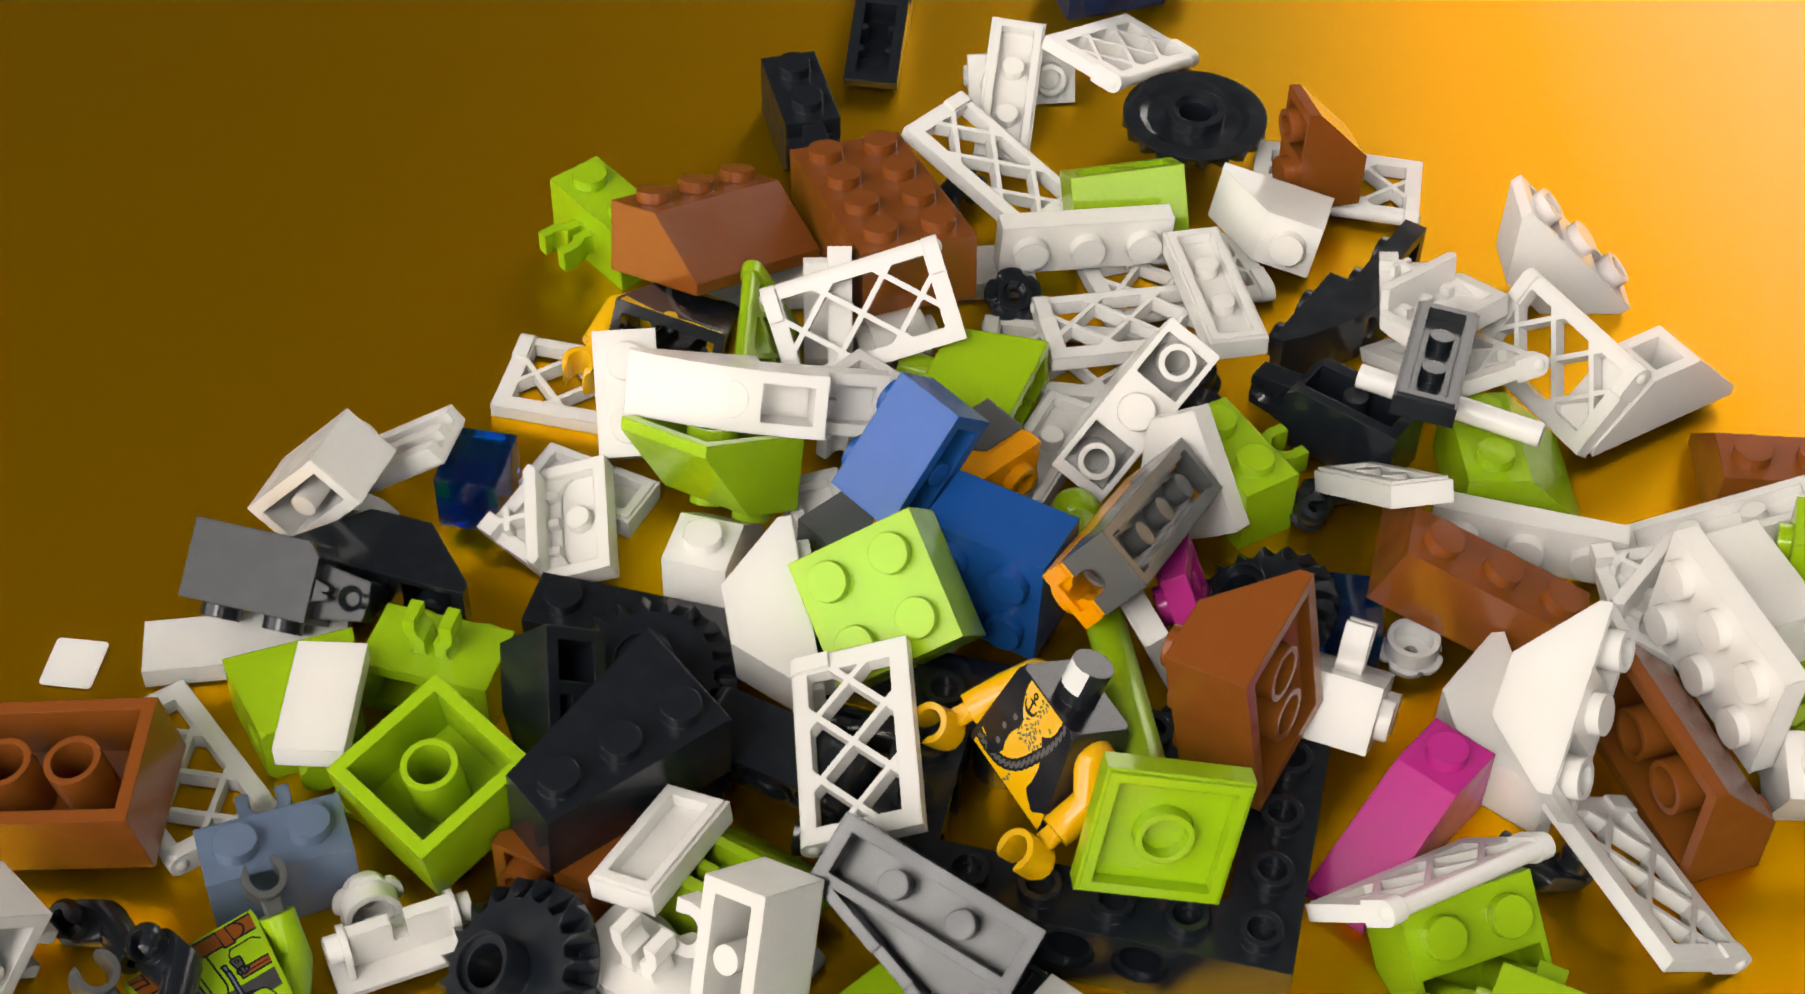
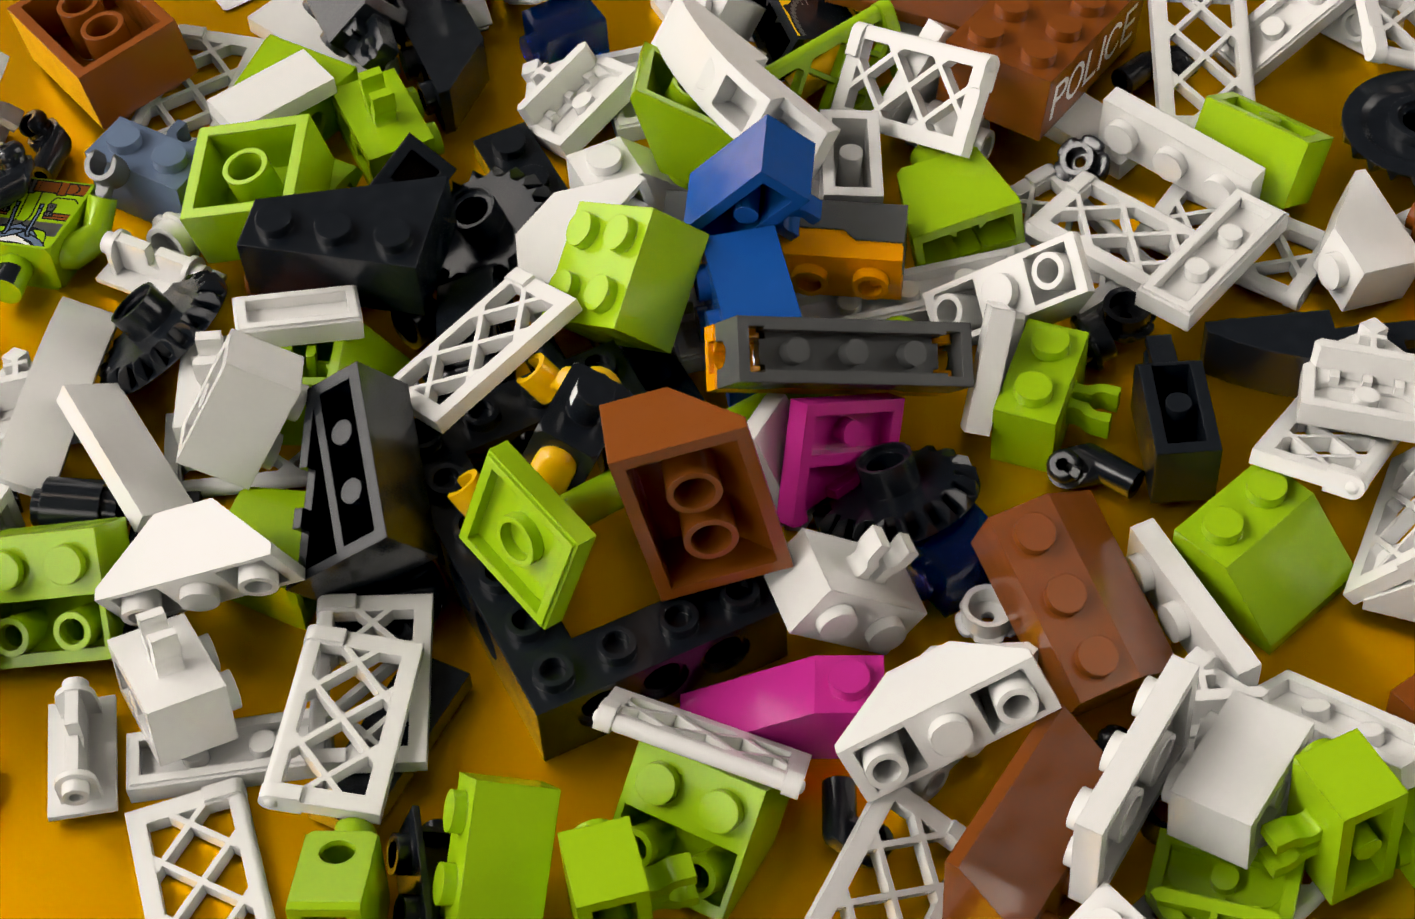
camera: 55 degrees right, 5 degrees up
(1384, 484) = (1082, 473): white tile -> none
(1434, 364) = (1251, 418): tile -> none
(1468, 411) = (1229, 462): white bar -> none

